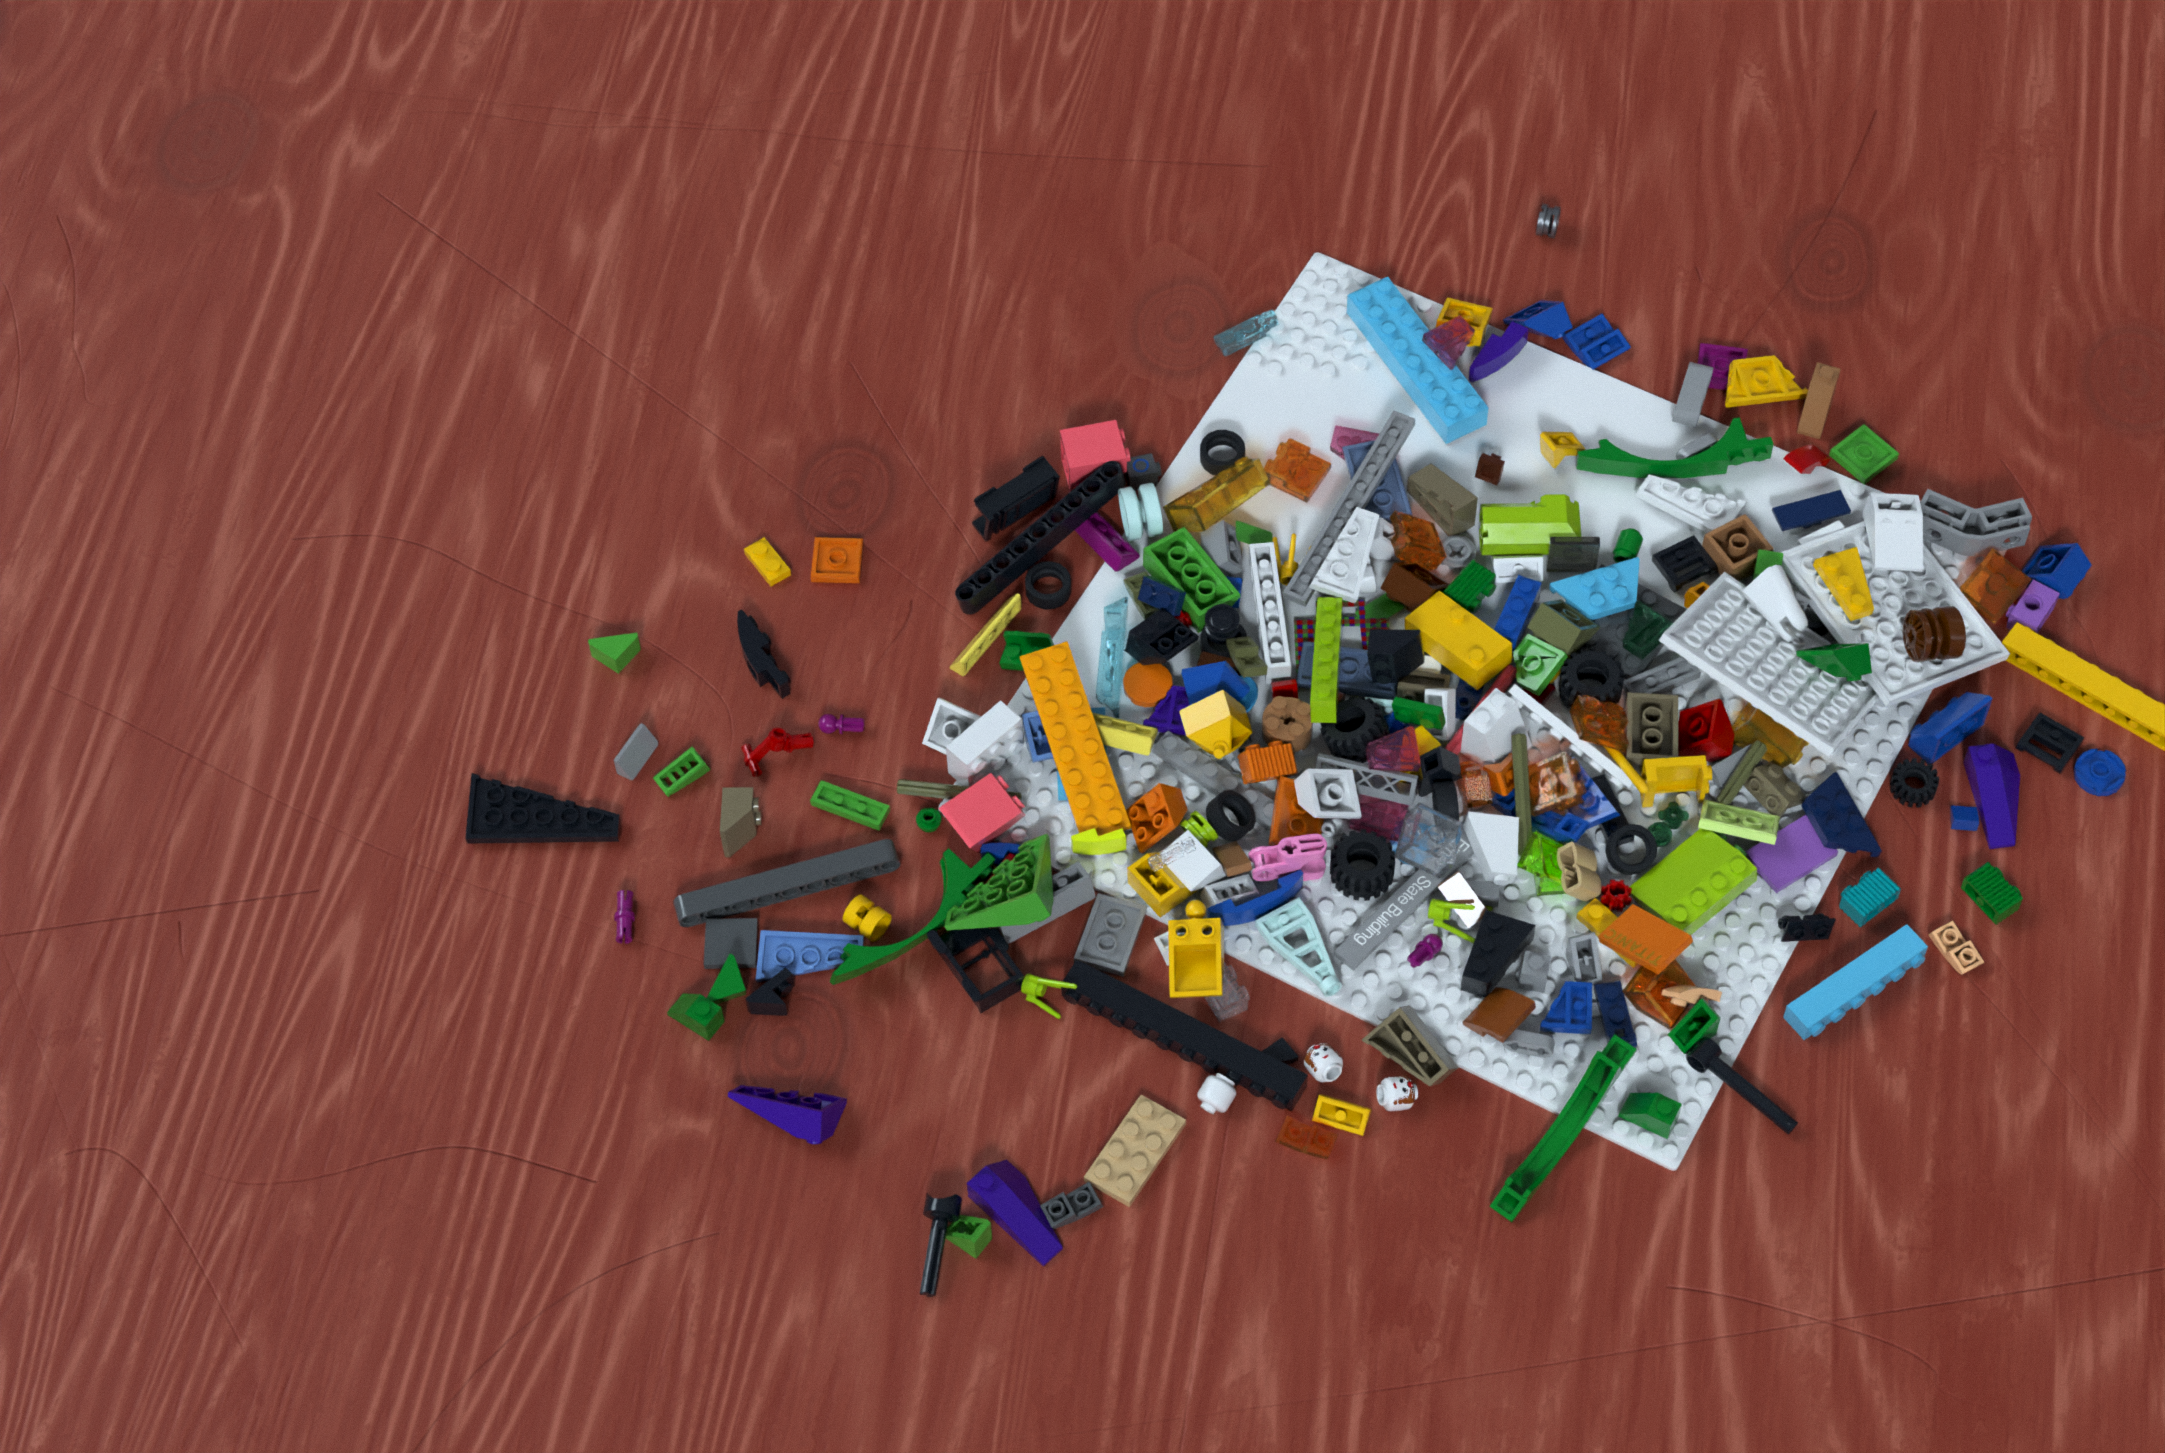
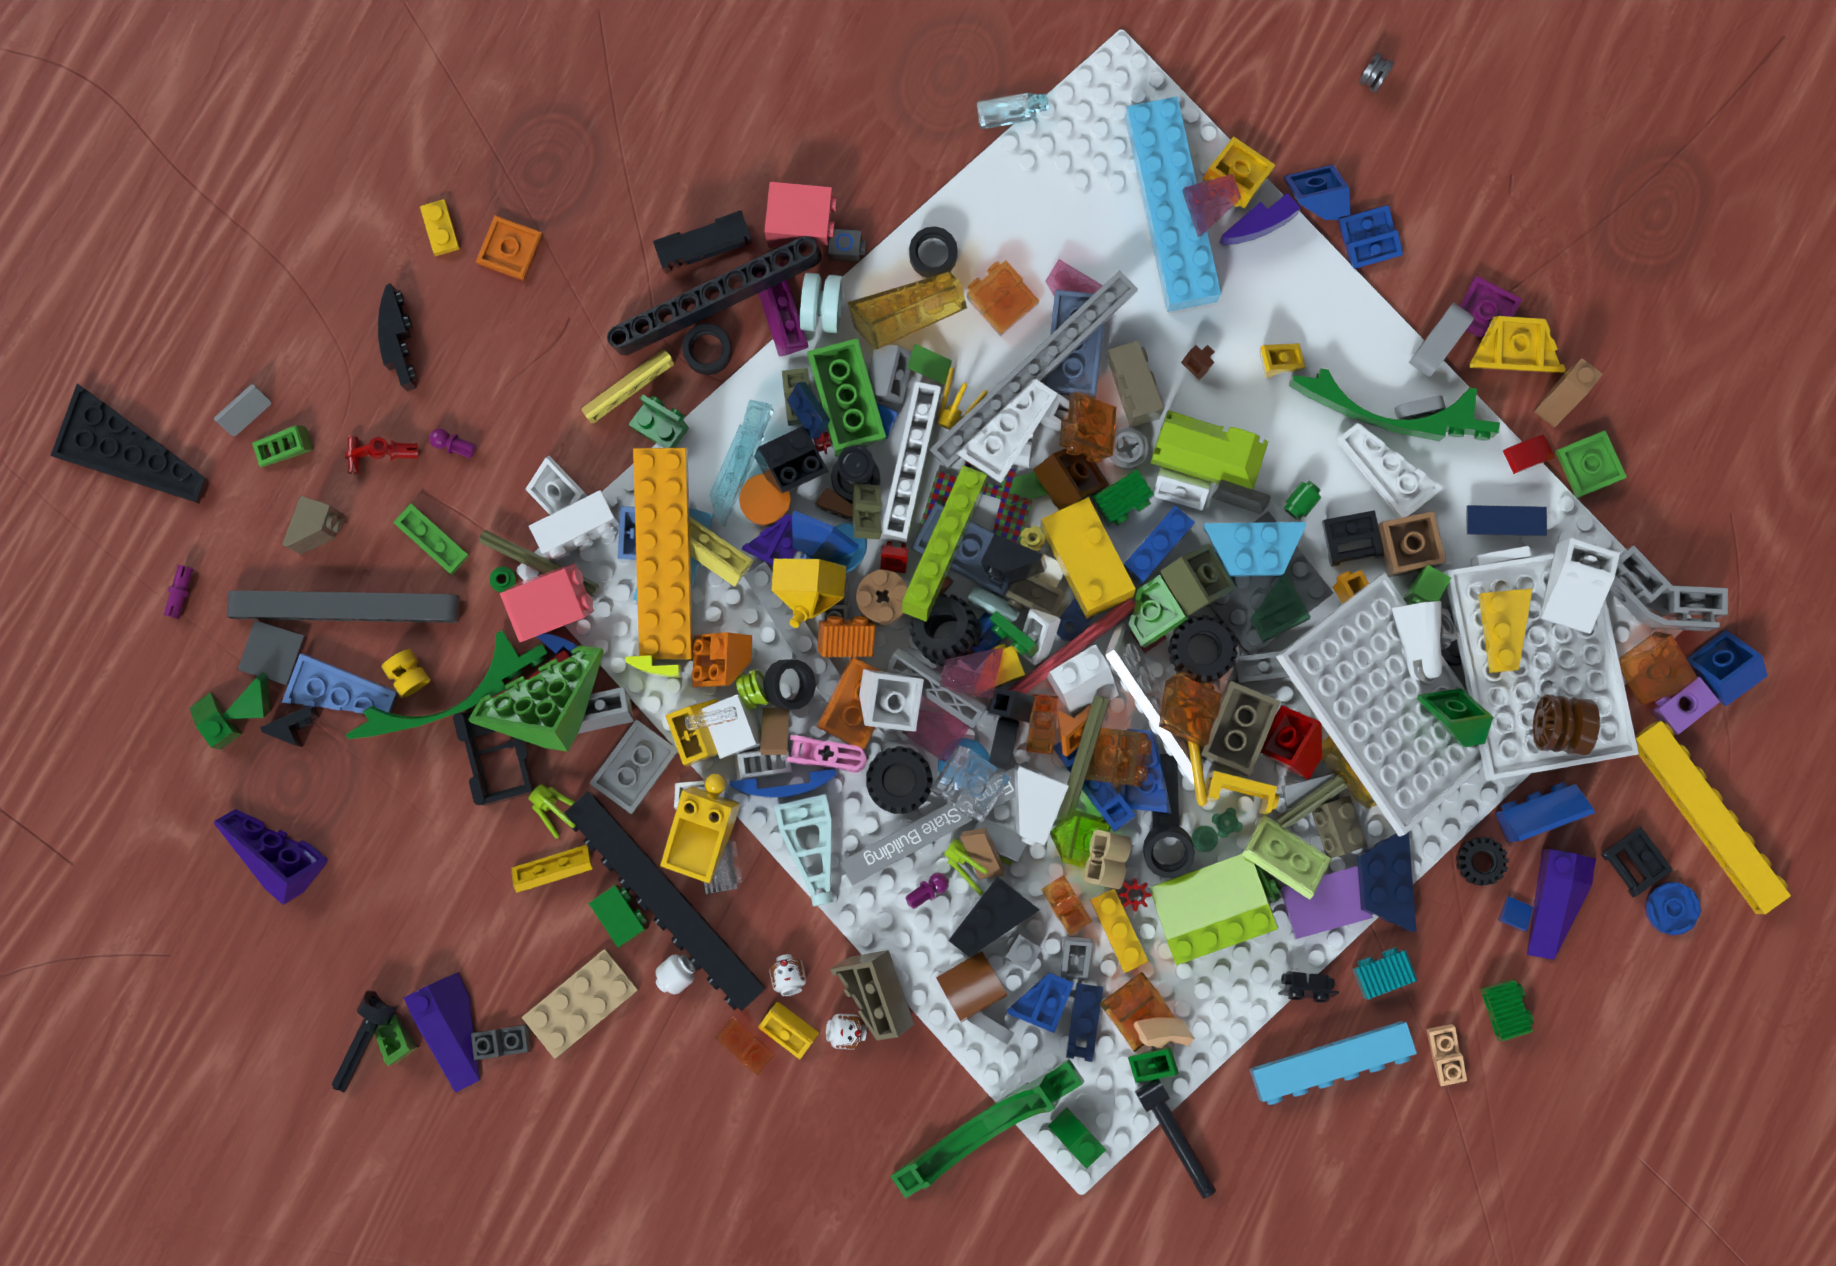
camera: 20 degrees right, 25 degrees up
(615, 650) = (258, 287): bright green slope -> none
(1065, 1041) = (551, 868): none -> yellow plate
(1143, 1061) = (618, 915): none -> green brick
(1281, 1051) = (752, 947): black tile -> none
(1556, 917) = (1065, 905): none -> clear orange brick
(1645, 939) = (1140, 963): orange tile -> none

